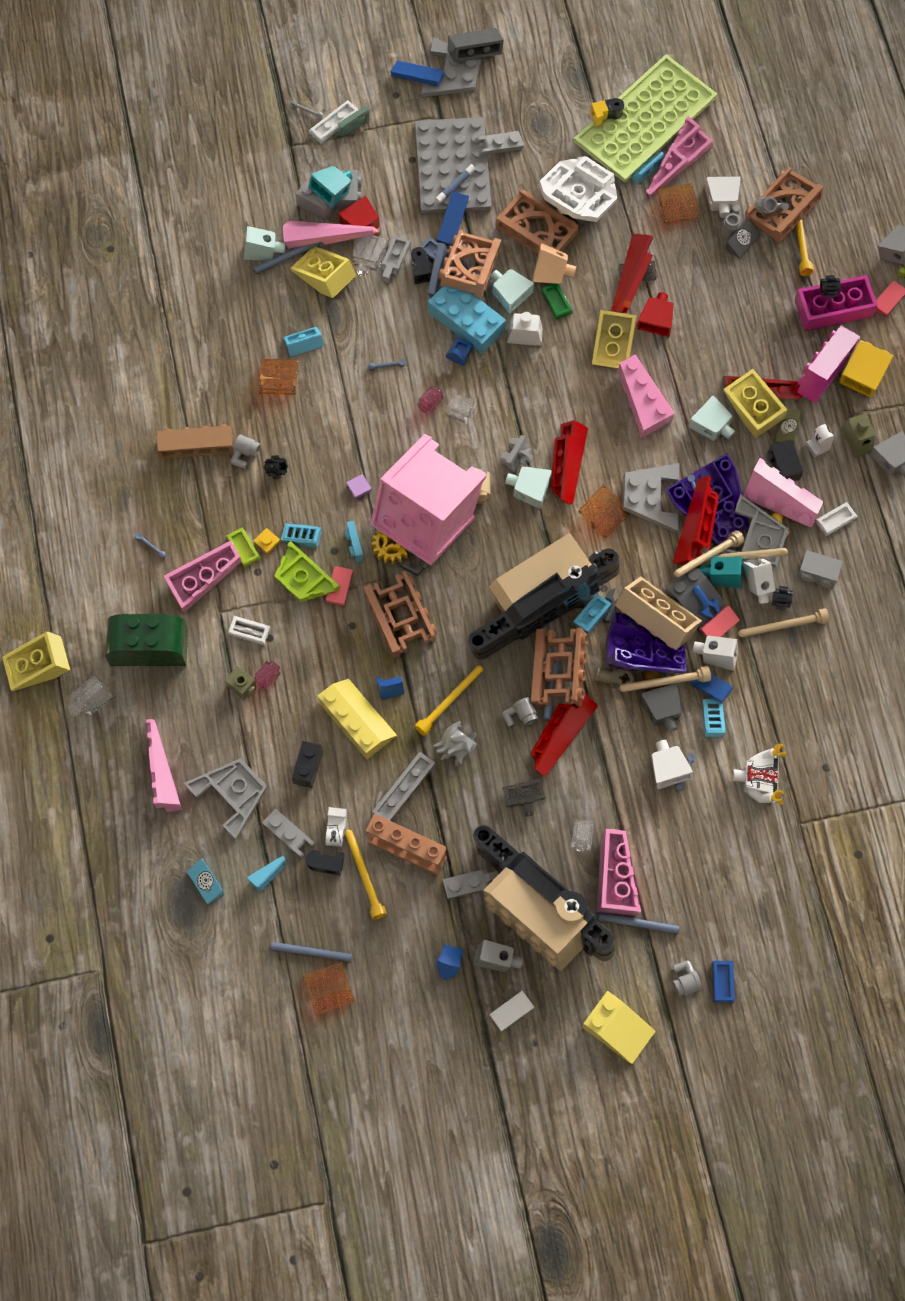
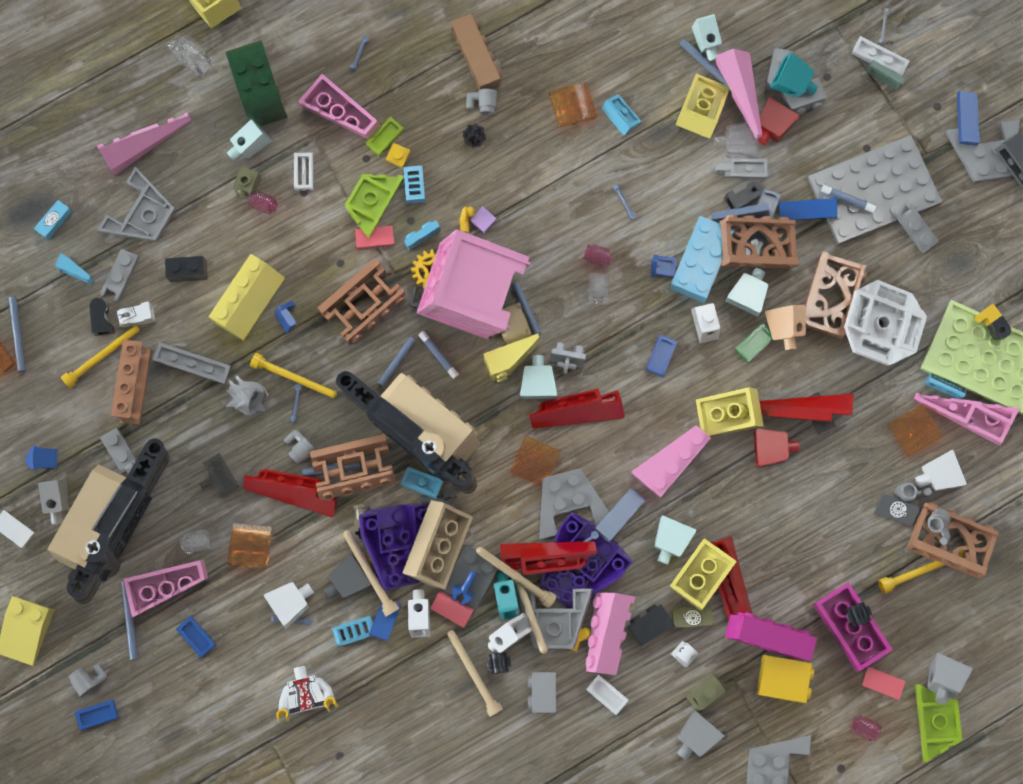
camera: 75 degrees right, 10 degrees up
(200, 661) = (248, 141): none -> light aqua torso
(351, 502) = (464, 218): none -> yellow arm
(461, 699) = (298, 387): none -> sand blue hinge
(466, 601) = (396, 362): none -> sand blue bar
(474, 564) = (438, 354): none -> sand blue bar
(504, 504) = (507, 359): none -> light yellow slope
(541, 379) = (661, 355): none -> tile
(602, 787) = (249, 545): none -> clear orange slope
(674, 864) = (196, 637): none -> blue tile
(677, 455) = (619, 514): none -> sand blue tile

